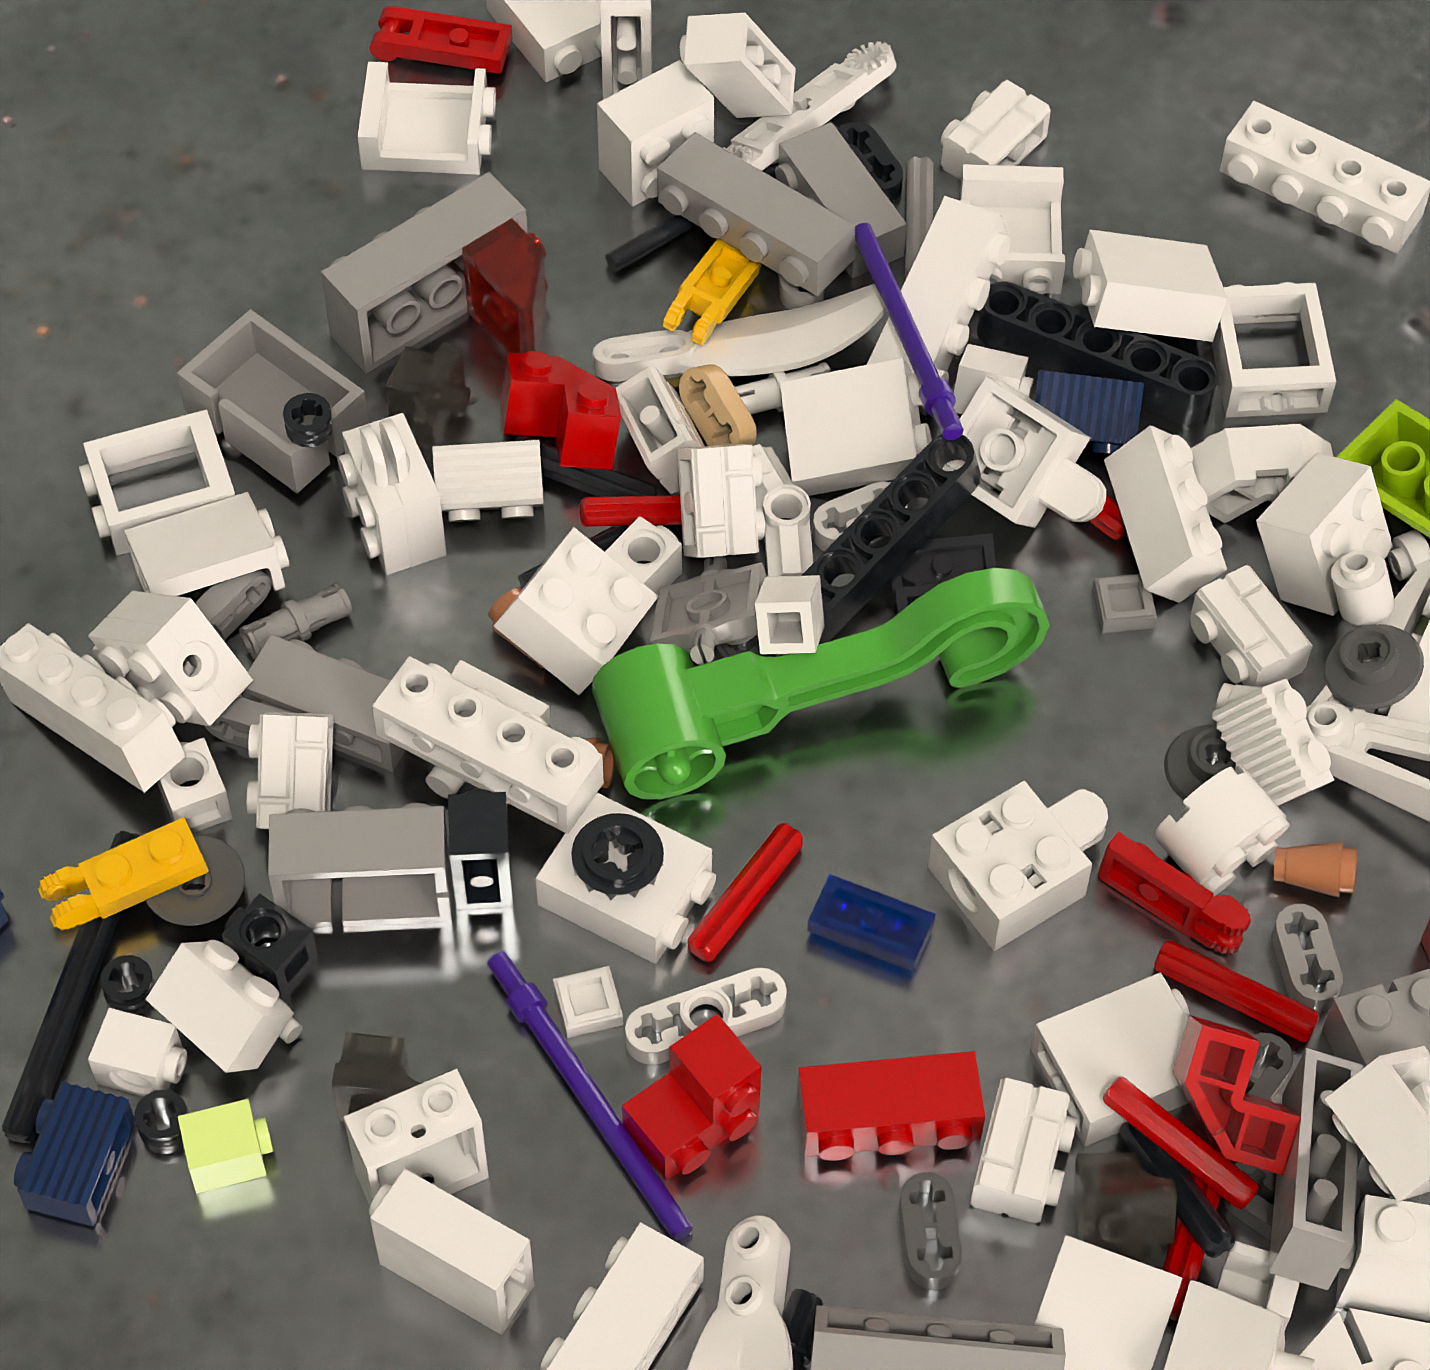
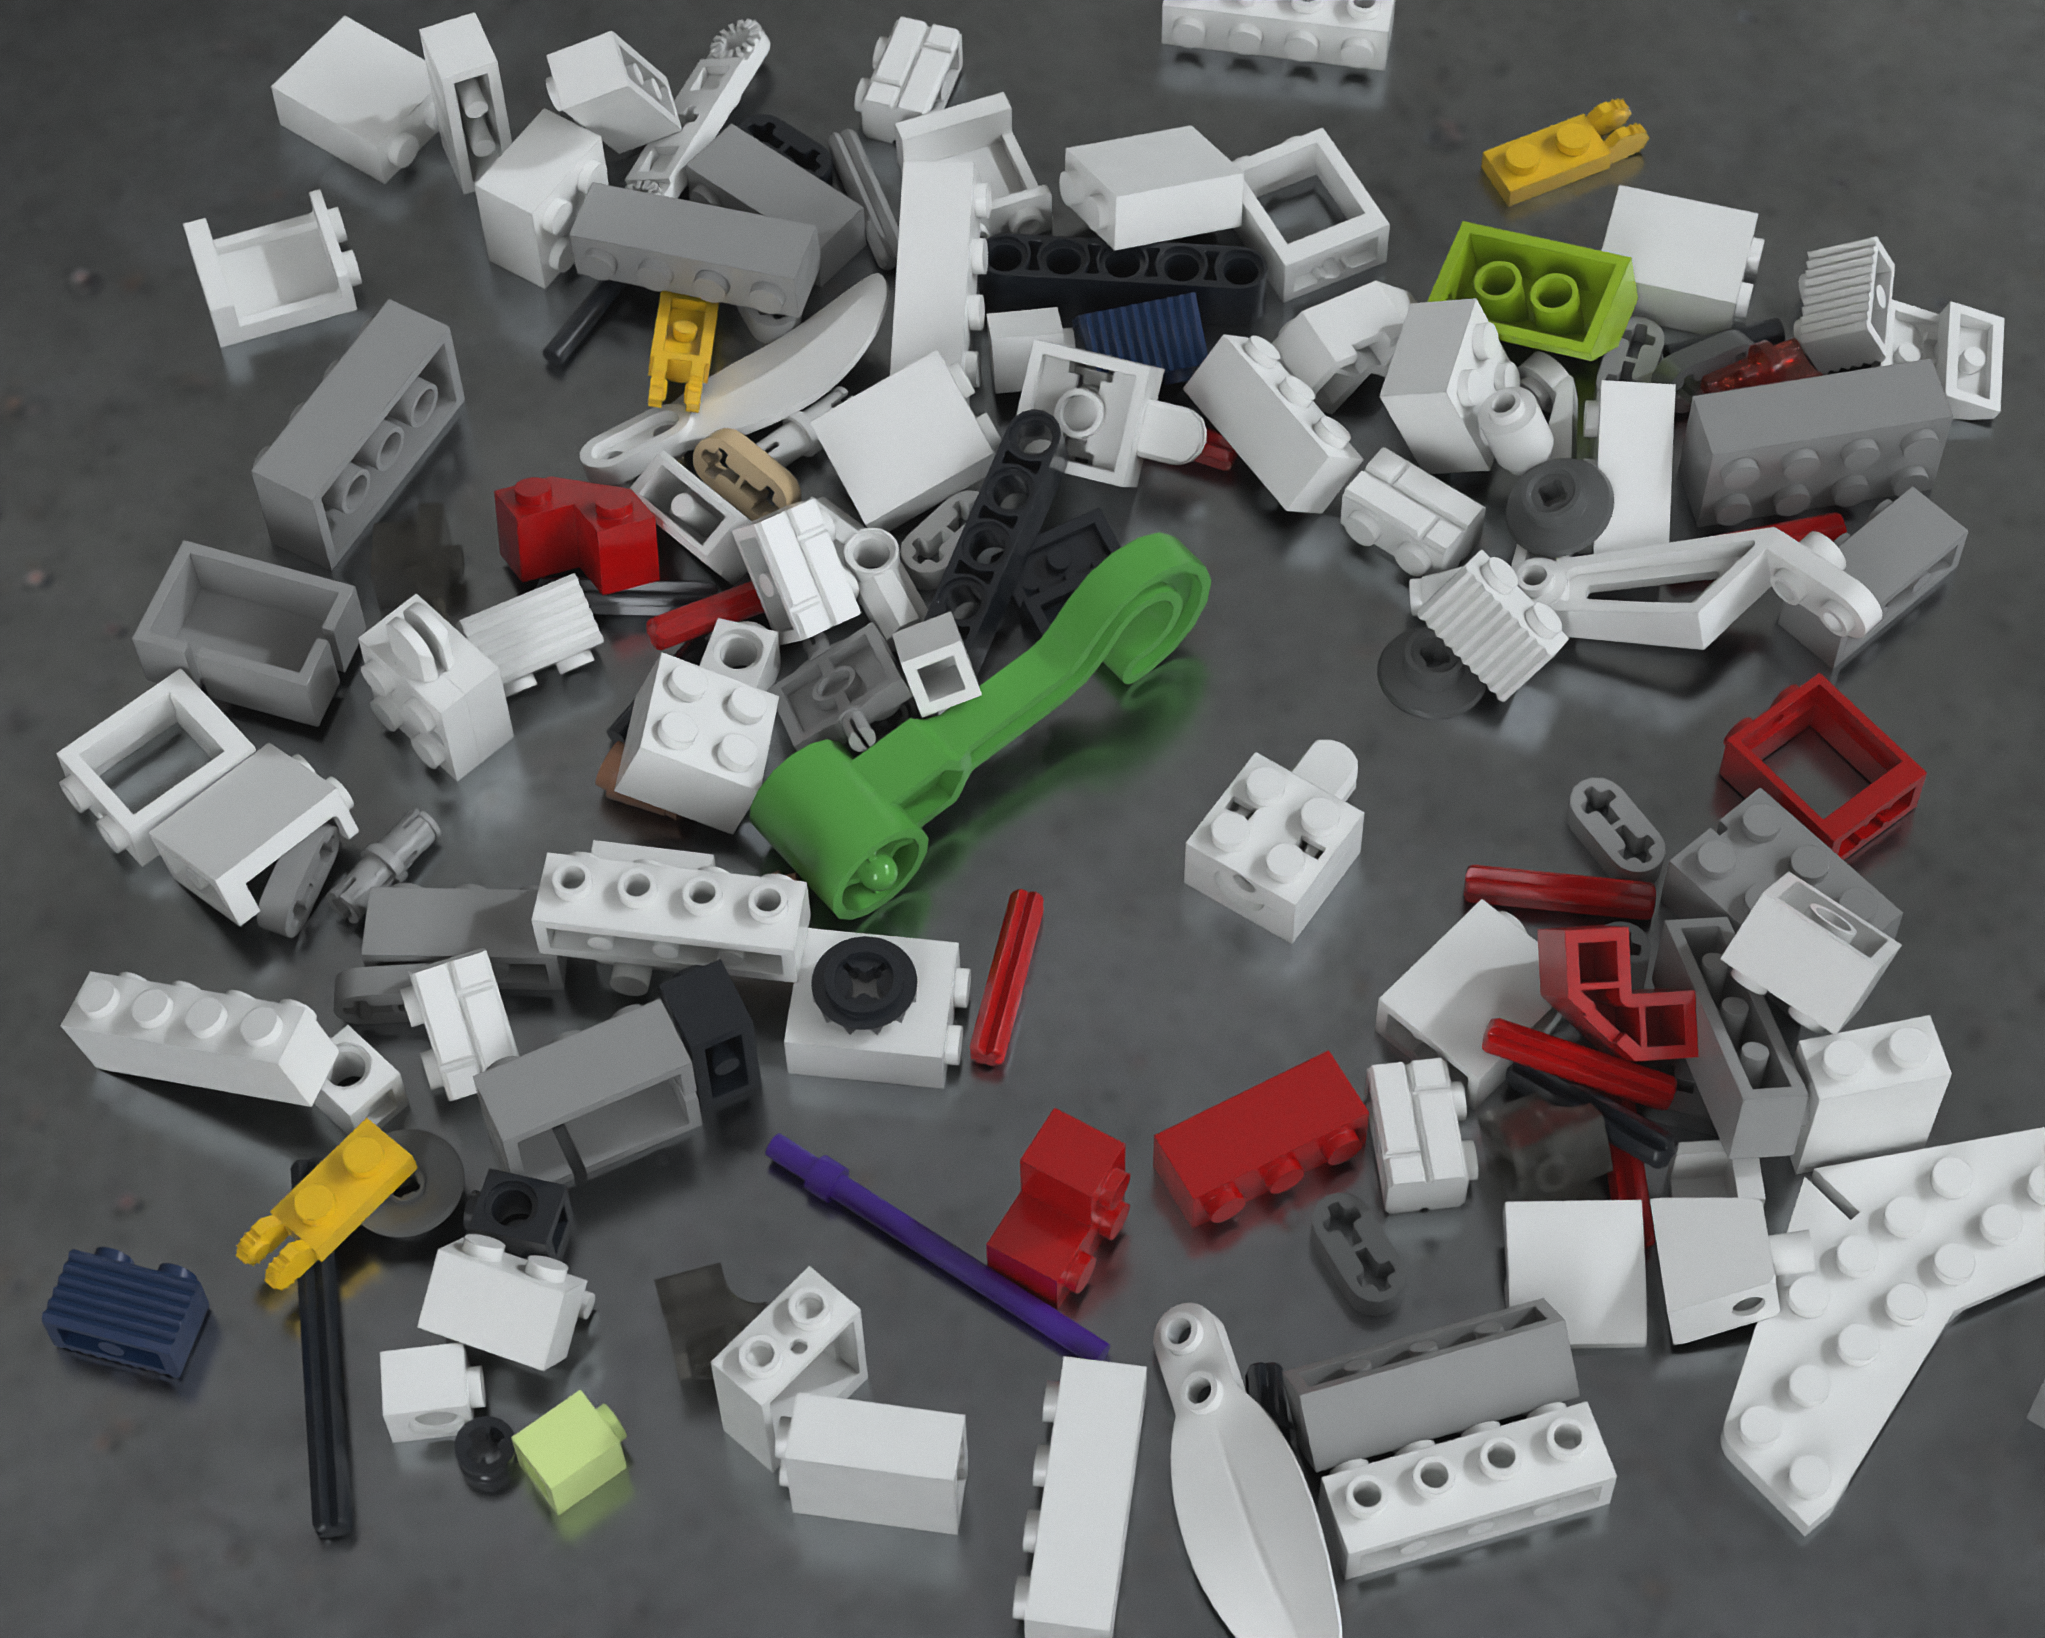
camera: 20 degrees left, 0 degrees up
(74, 1153) = (409, 1522): dark blue brick -> none
(115, 971) = (363, 1335): black bush -> none
(170, 655) = (272, 945): white brick -> none
(294, 415) = (304, 621): black bush -> none
(441, 39) = (247, 173): red plate -> none
(507, 286) = (458, 422): clear red slope -> none
(588, 1002) = (891, 1154): white tile -> none
(751, 1014) = (1030, 1093): white beam -> none
(871, 922) = (1155, 959): clear blue plate -> none
(934, 391) = (987, 373): dark purple bar -> none
(1123, 604) = (1266, 534): light grey tile -> none
(1173, 895) = (1455, 817): red hinge -> none
(1222, 827) = (1479, 730): white brick -> none
(1318, 867) = (1588, 735): nougat cone -> none

